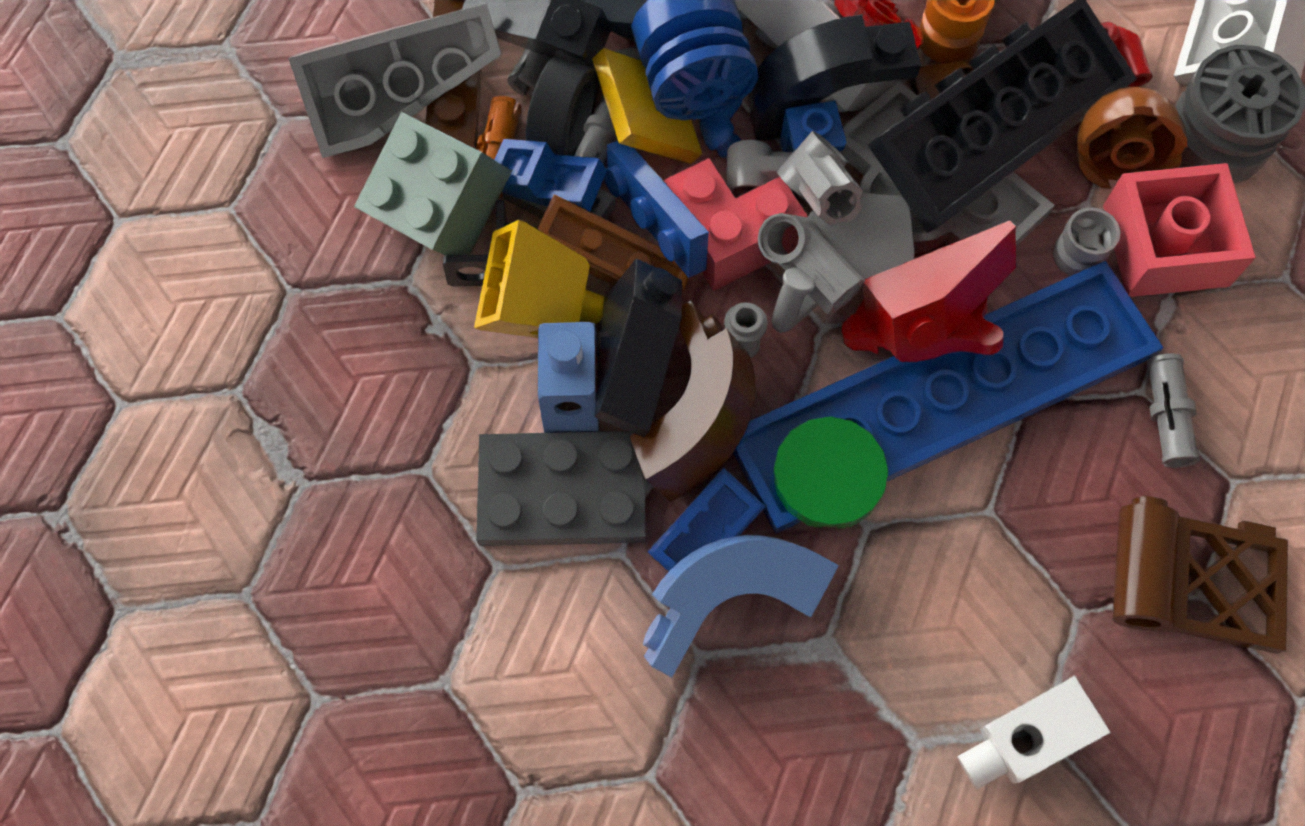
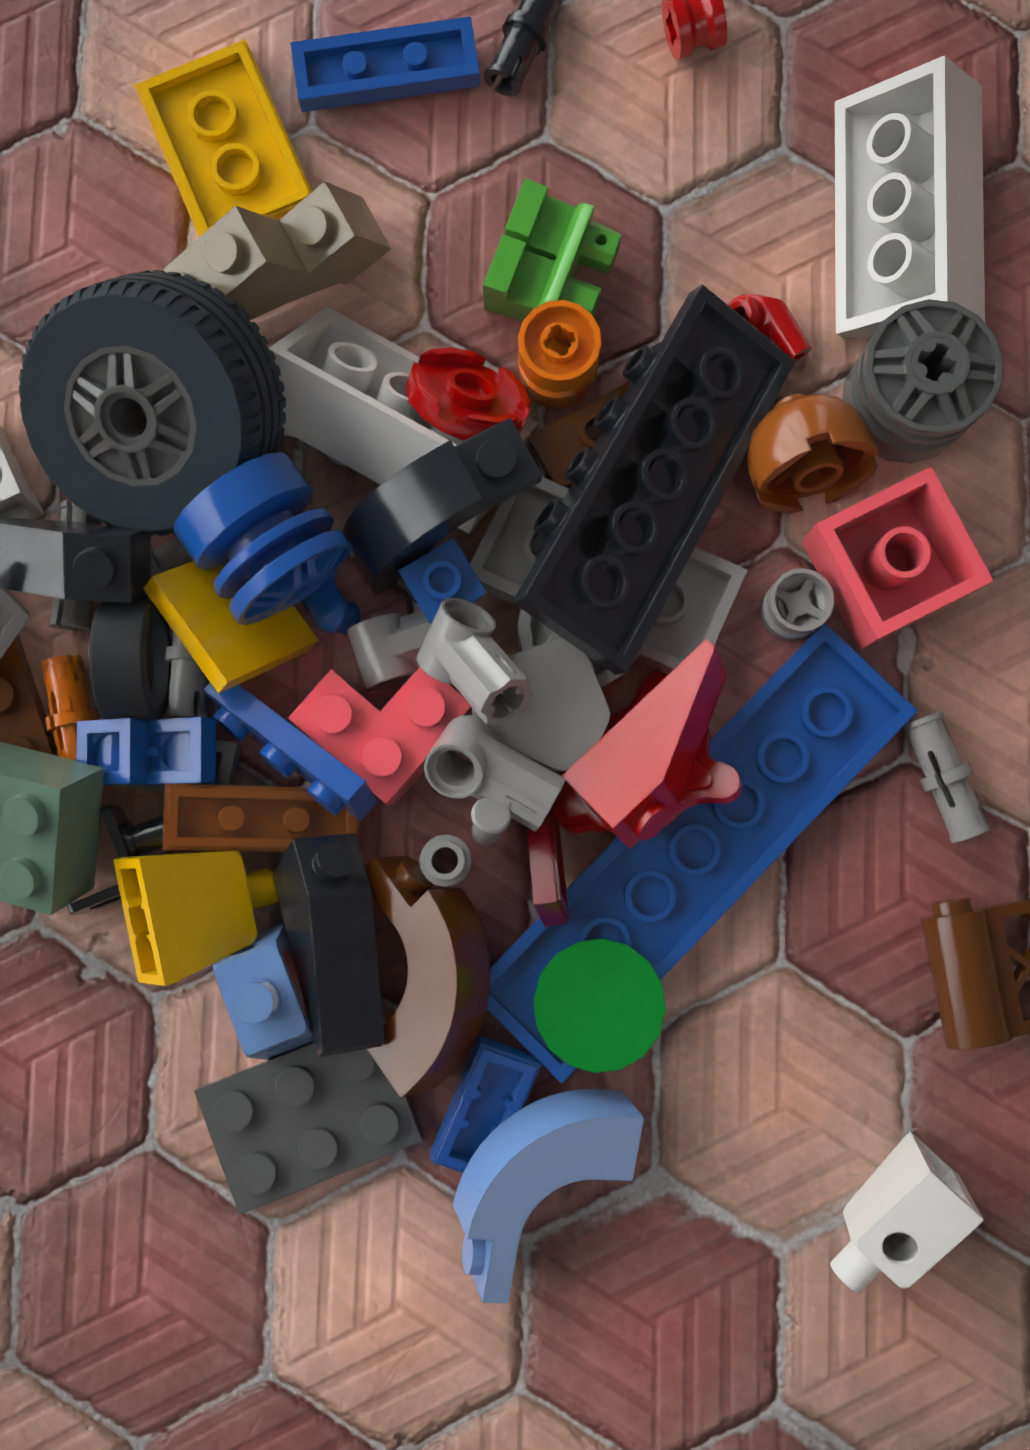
camera: 20 degrees left, 15 degrees up
(824, 355) = (548, 871): none -> dark red tile

